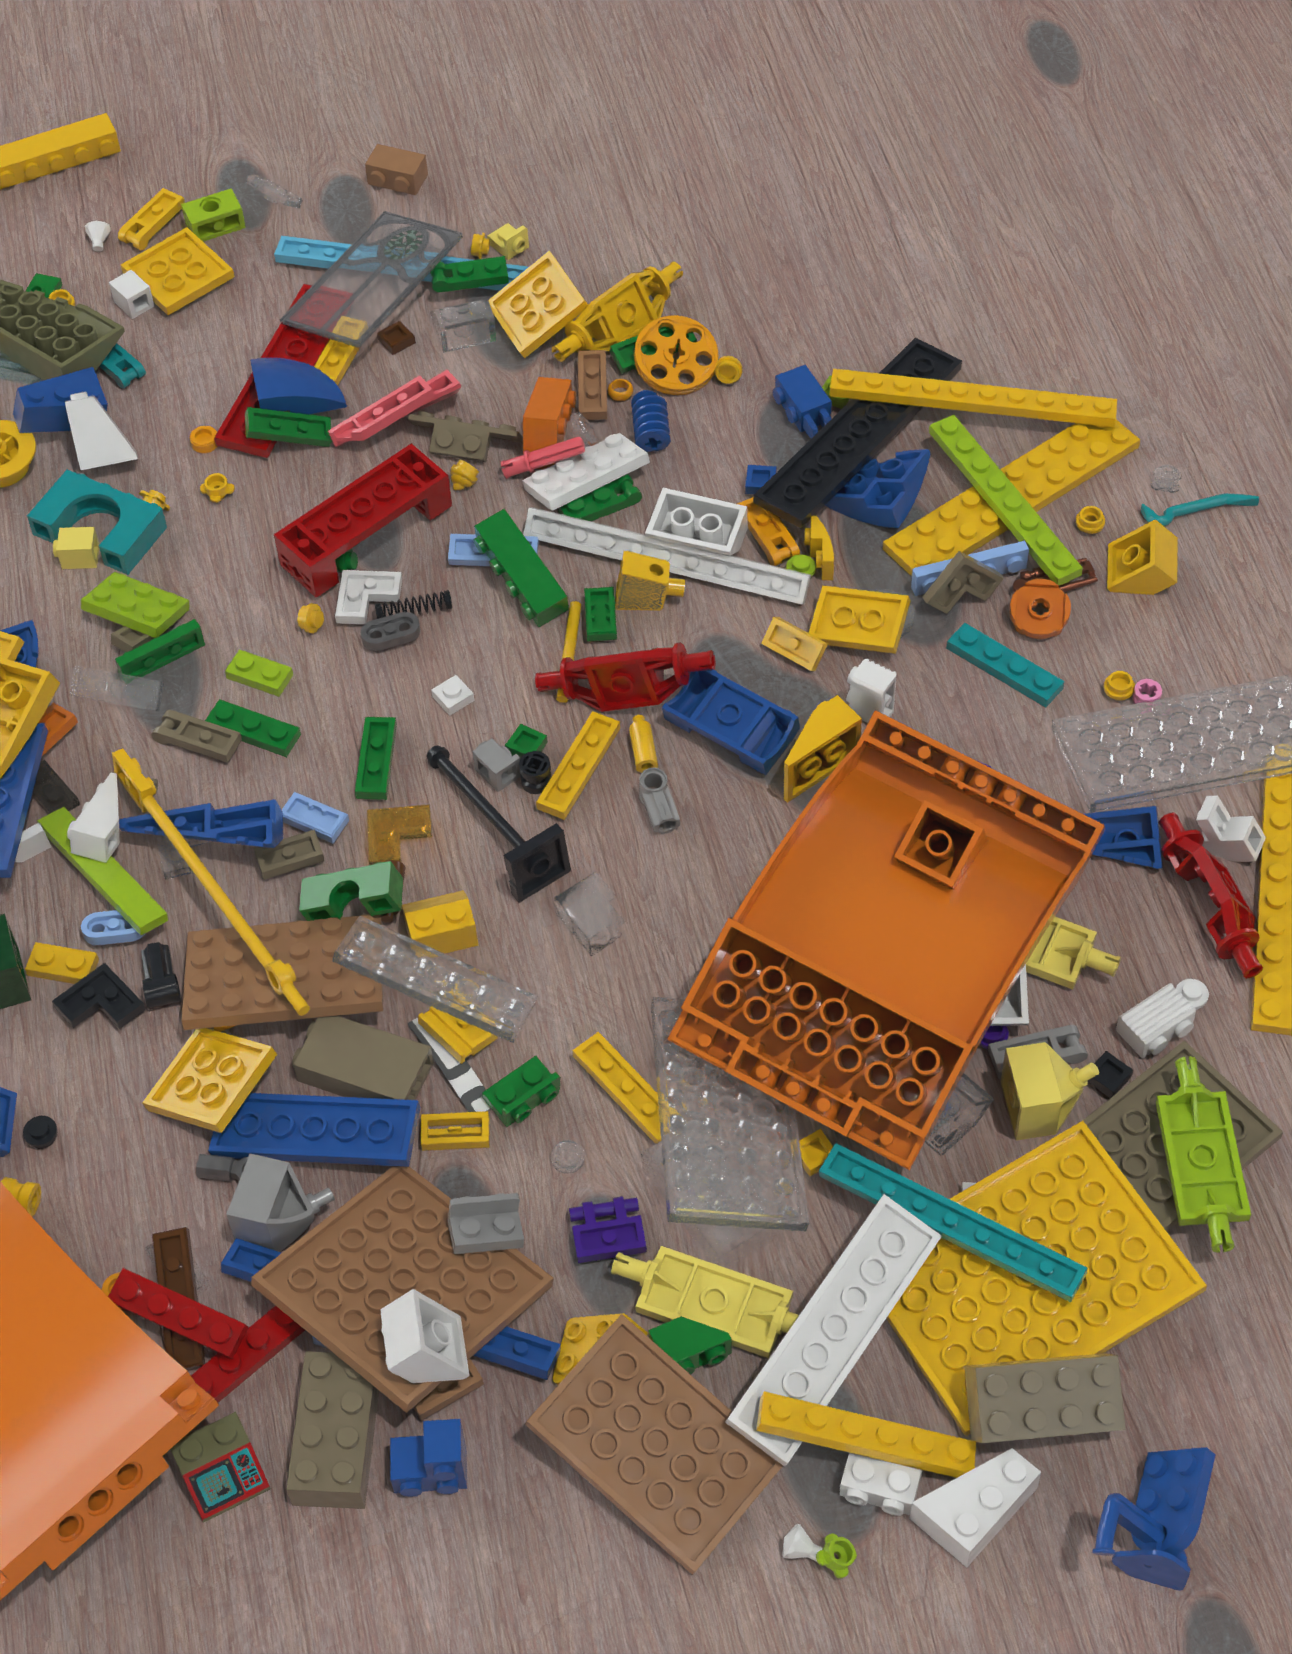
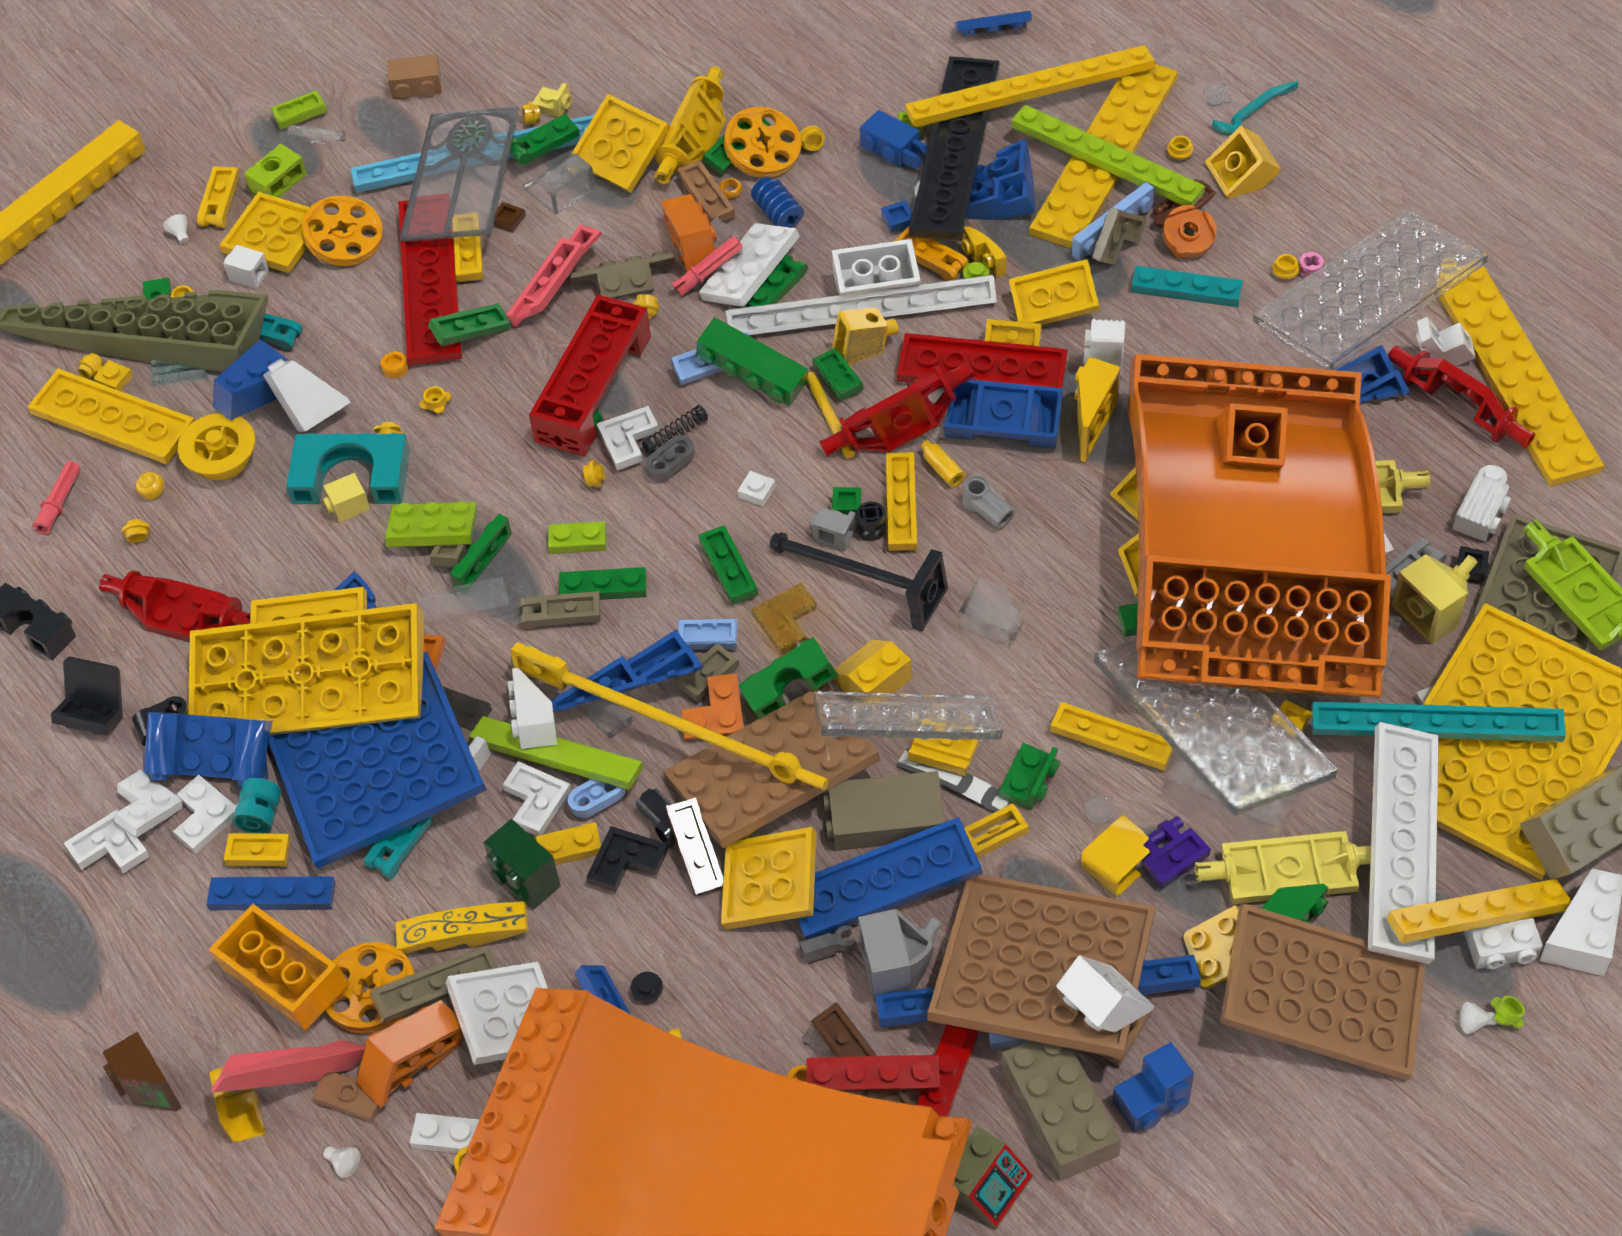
camera: 25 degrees left, 0 degrees up
(66, 906) = (541, 794): none -> white plate
(164, 1017) = (695, 846): none -> tile
(225, 295) = (338, 239): none -> light orange wedge
(274, 162) = (298, 109): none -> lime plate
(278, 900) = (725, 711): none -> orange plate
(294, 387) = (450, 289): blue brick -> none
(485, 1223) = (1076, 888): light grey bracket -> none
(550, 1209) = (1115, 855): none -> yellow piece
(749, 660) = (987, 359): none -> red plate
(982, 320) = (993, 23): none -> blue plate

